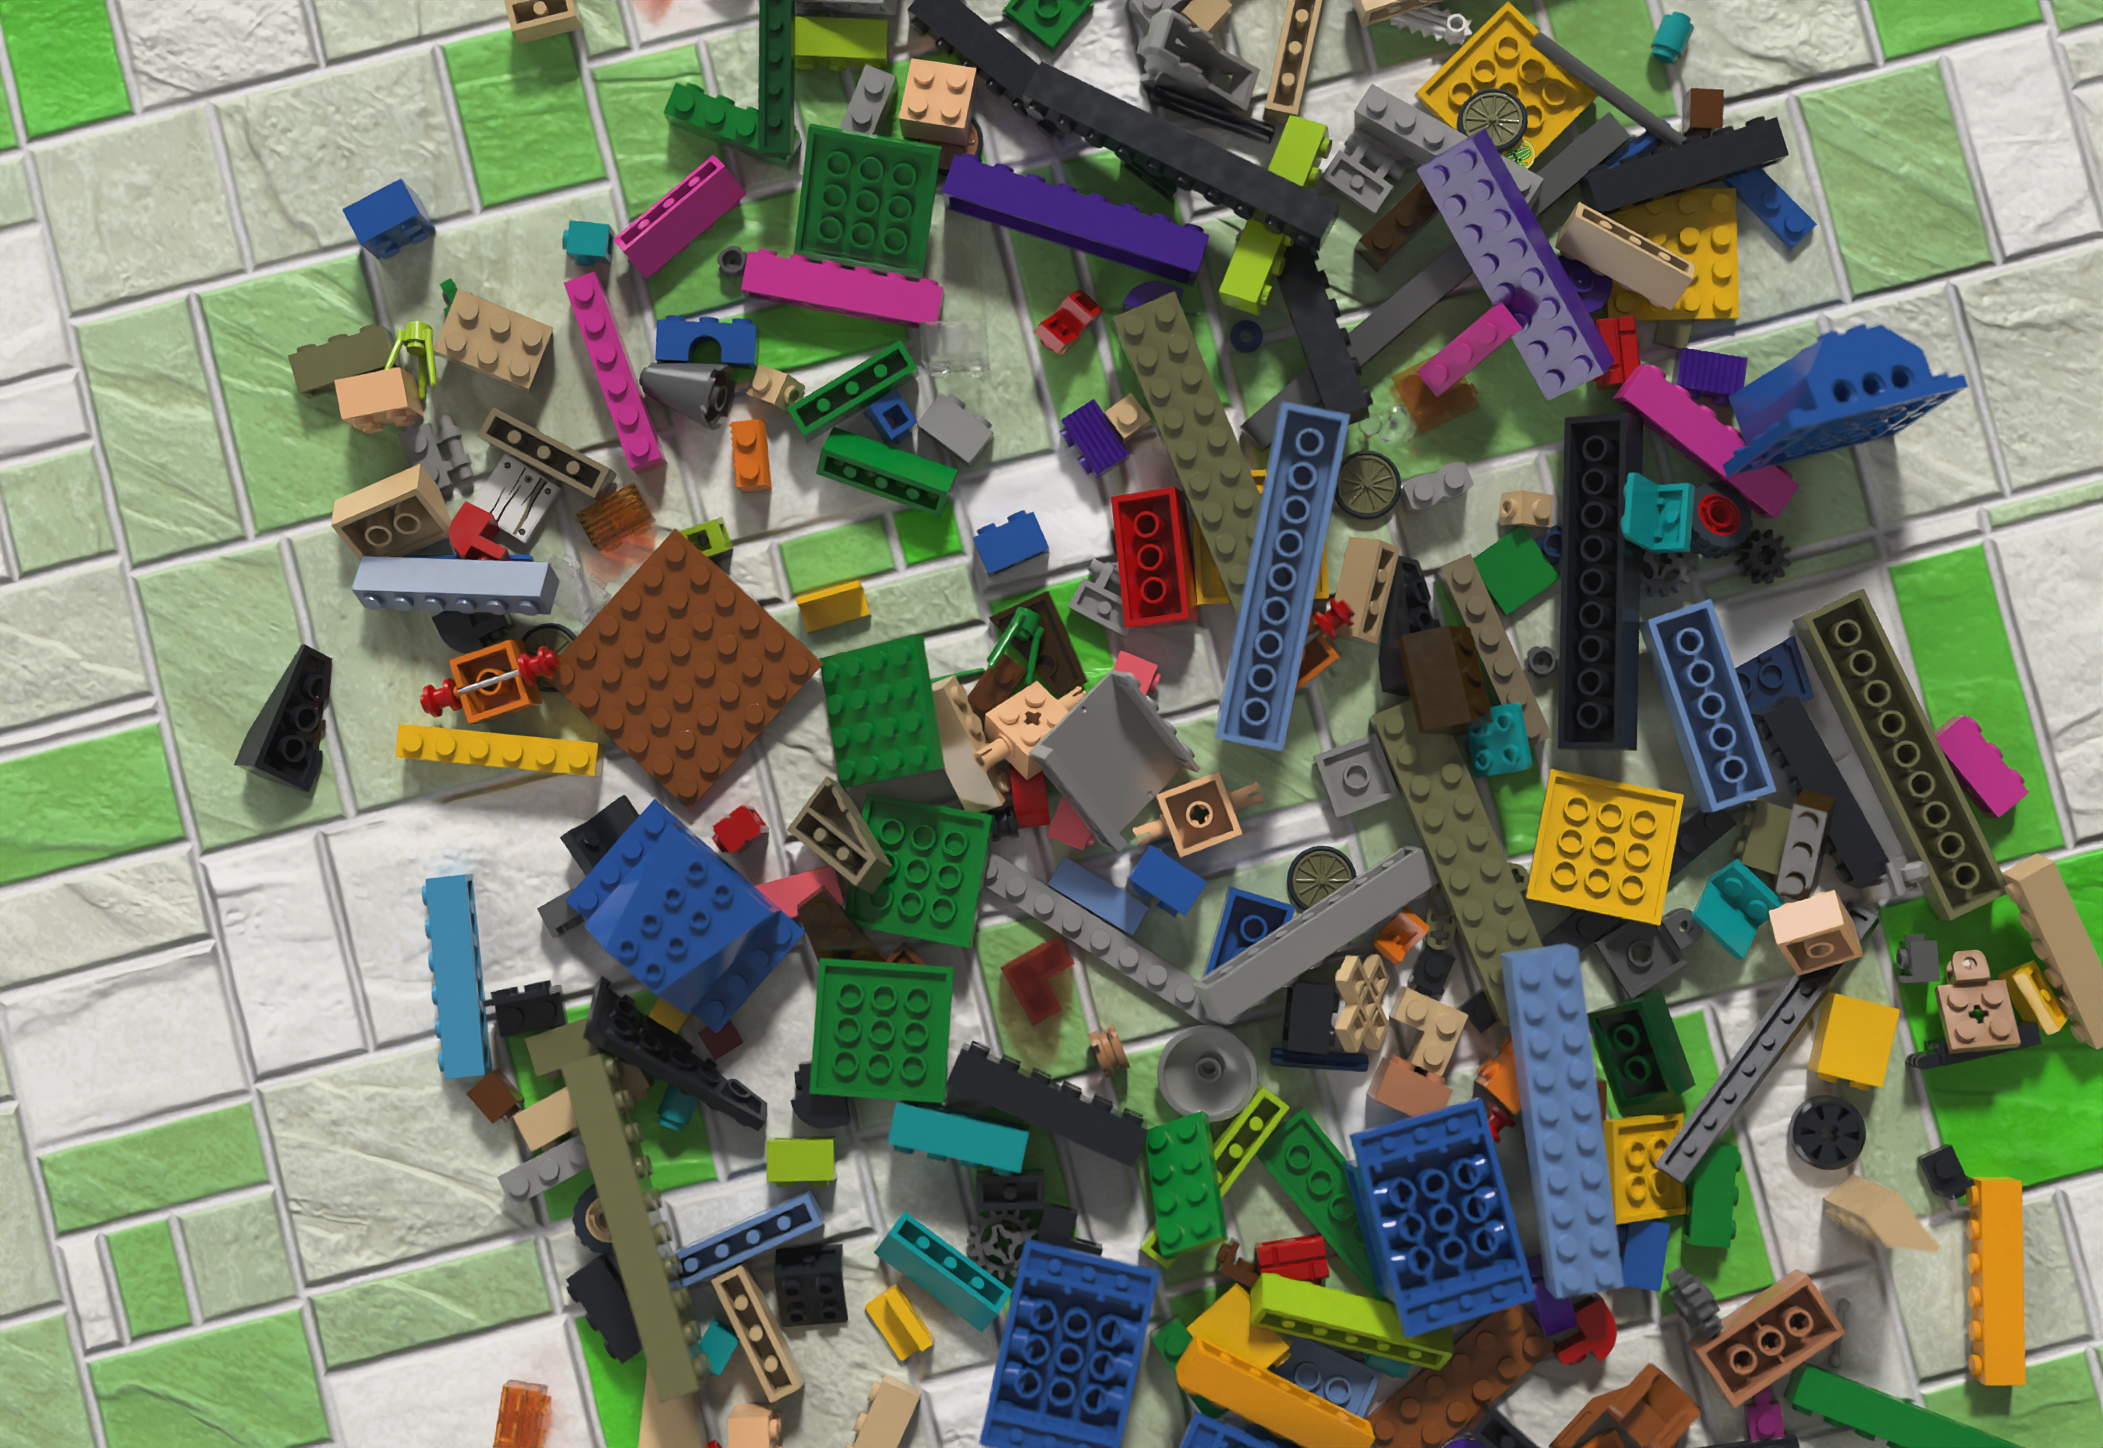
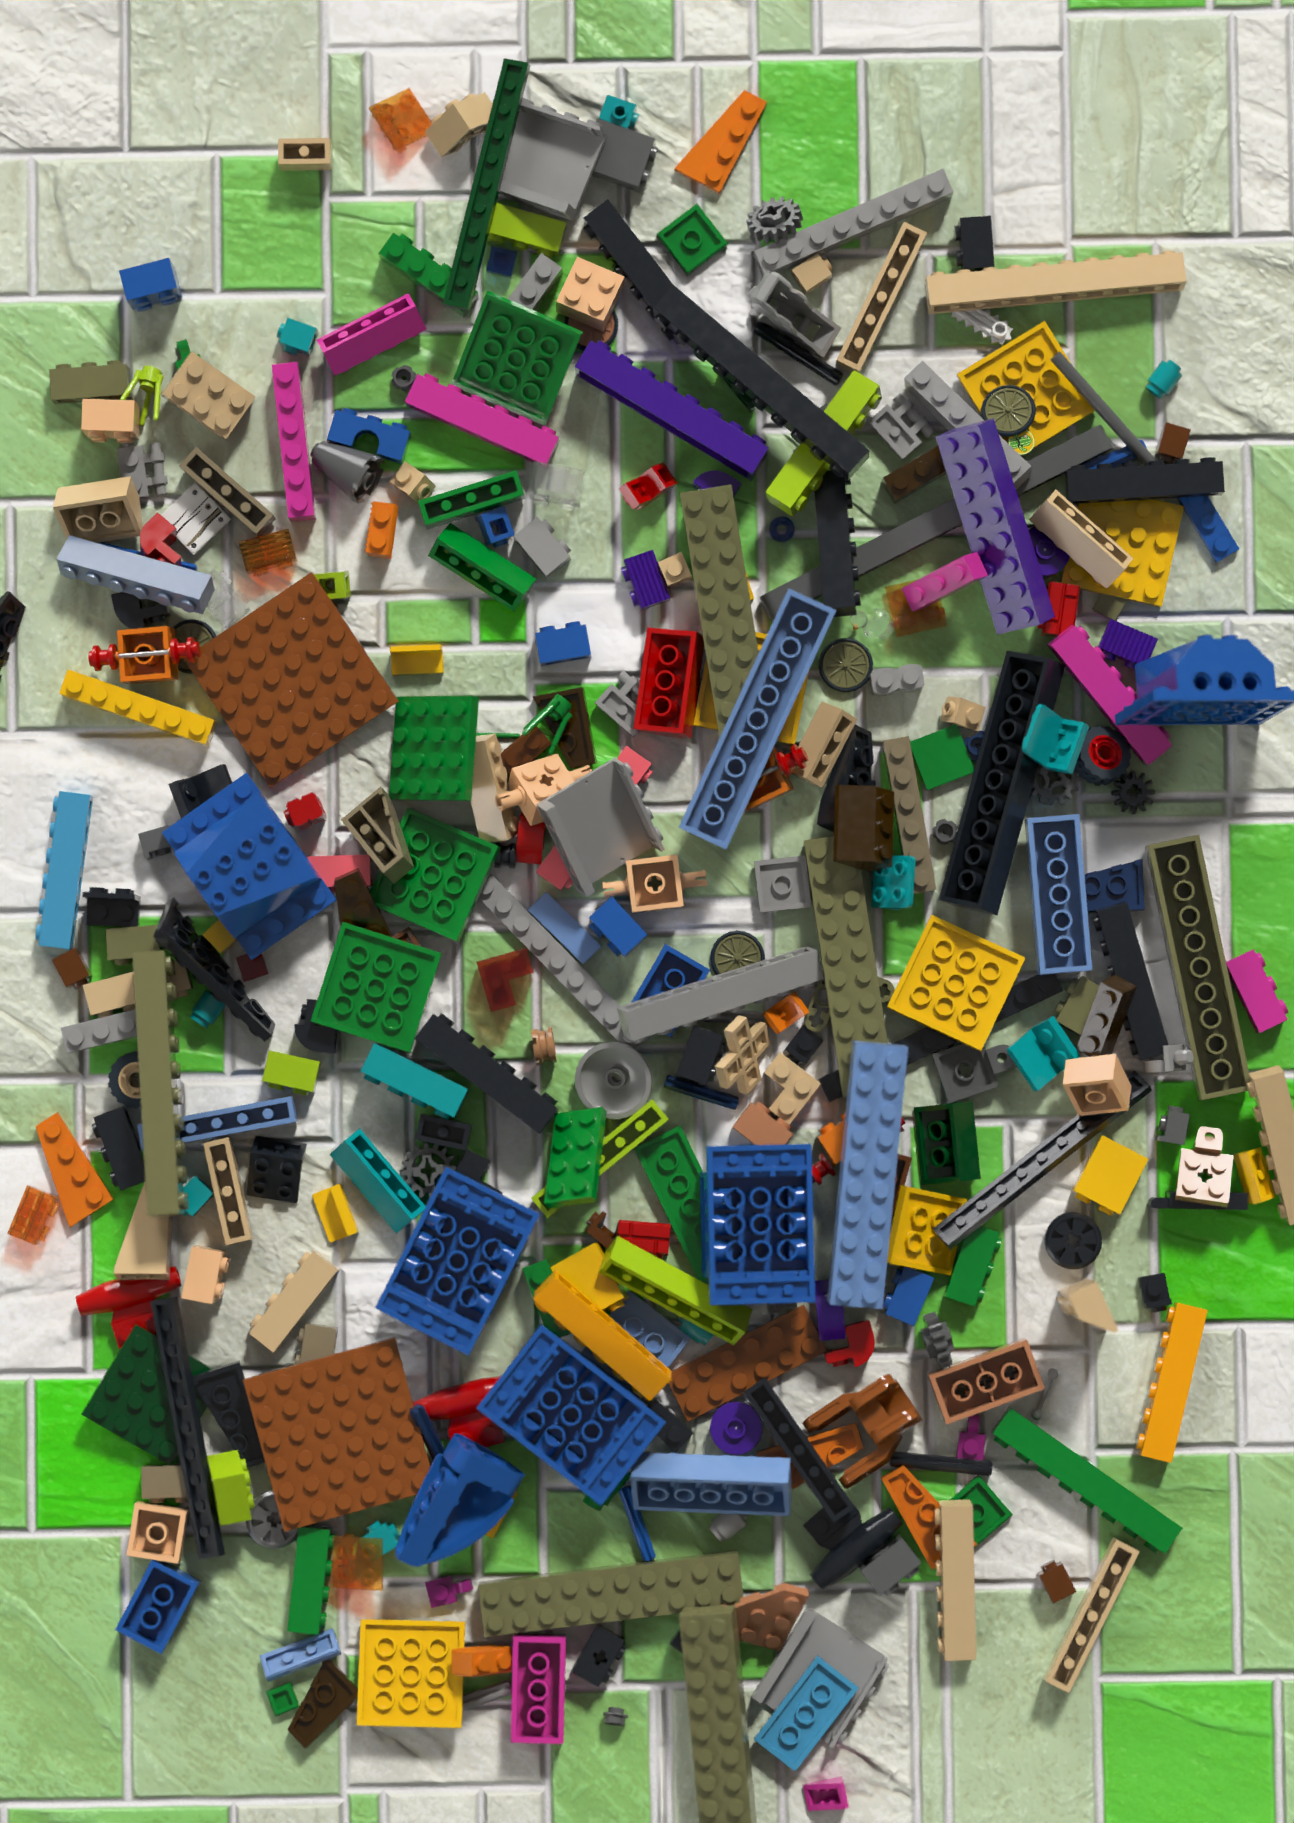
camera: 15 degrees right, 0 degrees up
(558, 1352) = (73, 1174): none -> orange wing
(819, 90) = (501, 261): none -> clear blue plate

